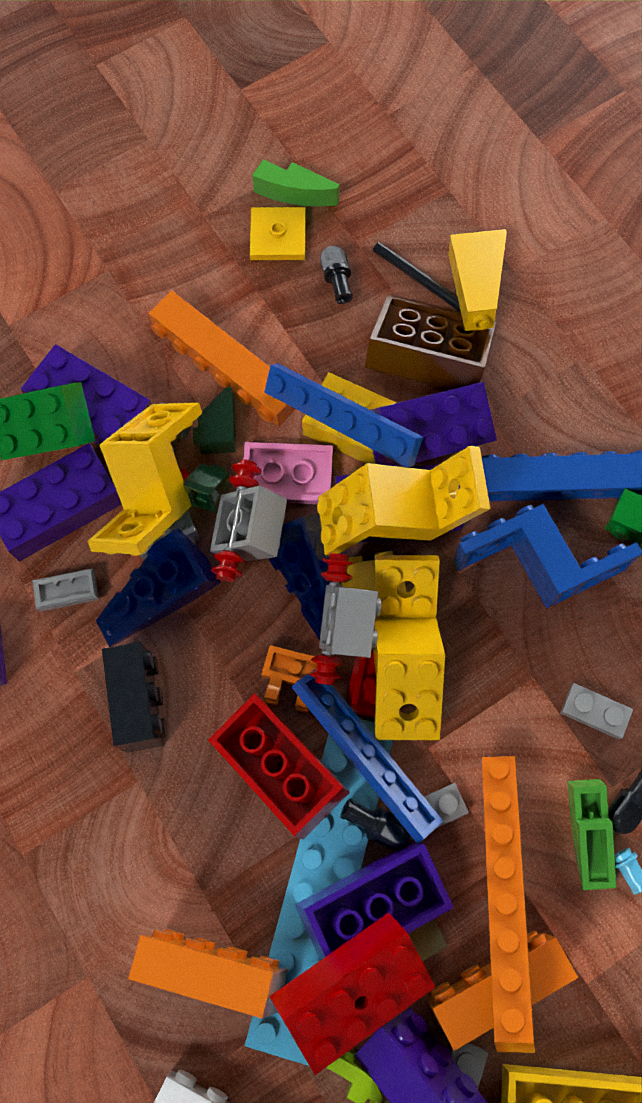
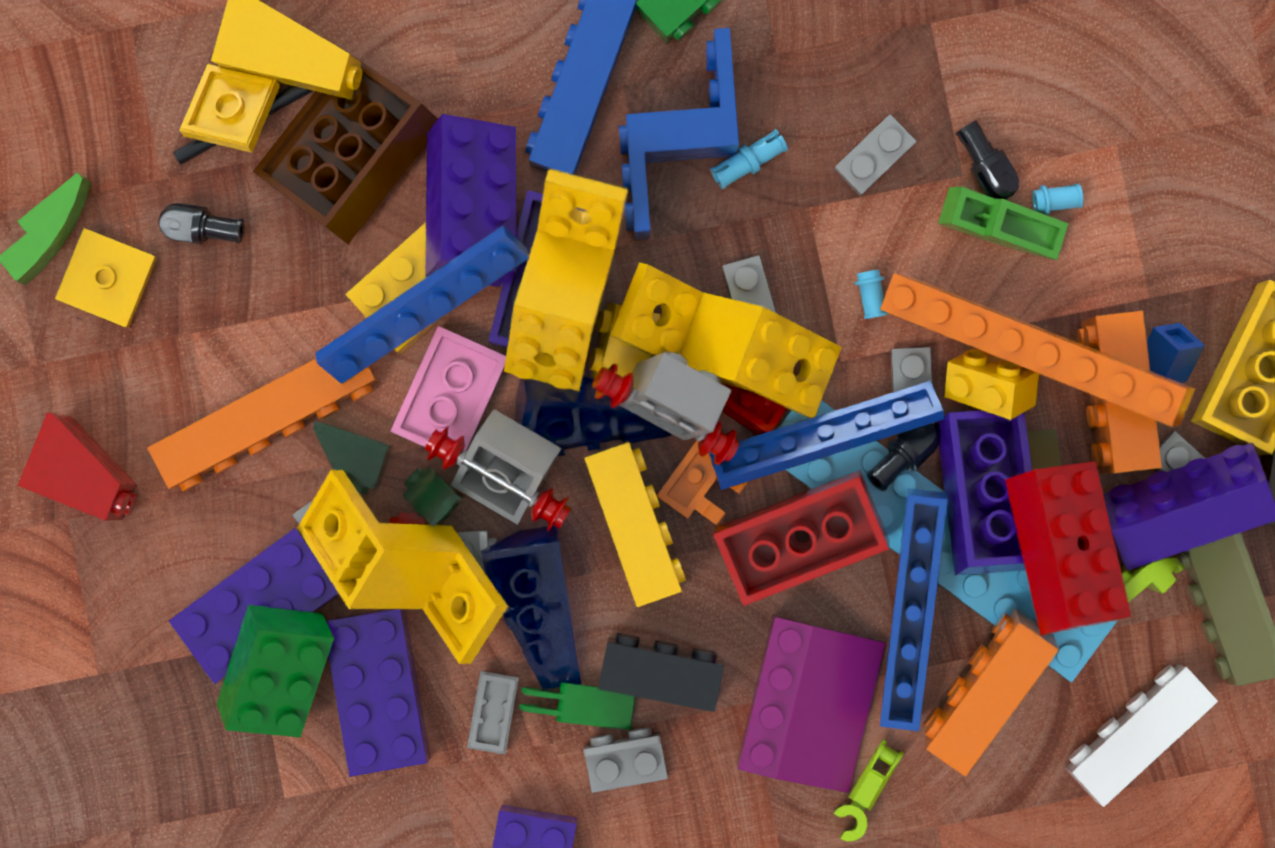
camera: 70 degrees left, 15 degrees up
(60, 701) = (625, 760): none -> light grey bracket
(89, 652) = (585, 706): none -> green arm
(95, 903) = (868, 790): none -> lime piece
(140, 253) = (77, 471): none -> red slope
(150, 828) = (810, 705): none -> magenta slope
(241, 633) = (633, 524): none -> yellow brick
(253, 879) = (913, 609): none -> blue brick
(424, 260) = (229, 108): none -> yellow plate
(459, 652) = (748, 282): none -> light grey plate
(461, 872) = (991, 384): none -> yellow brick
(491, 748) = (871, 293): none -> medium azure pin
(549, 616) = (749, 159): none -> medium azure pin
(554, 1023) = (1173, 351): none -> blue panel

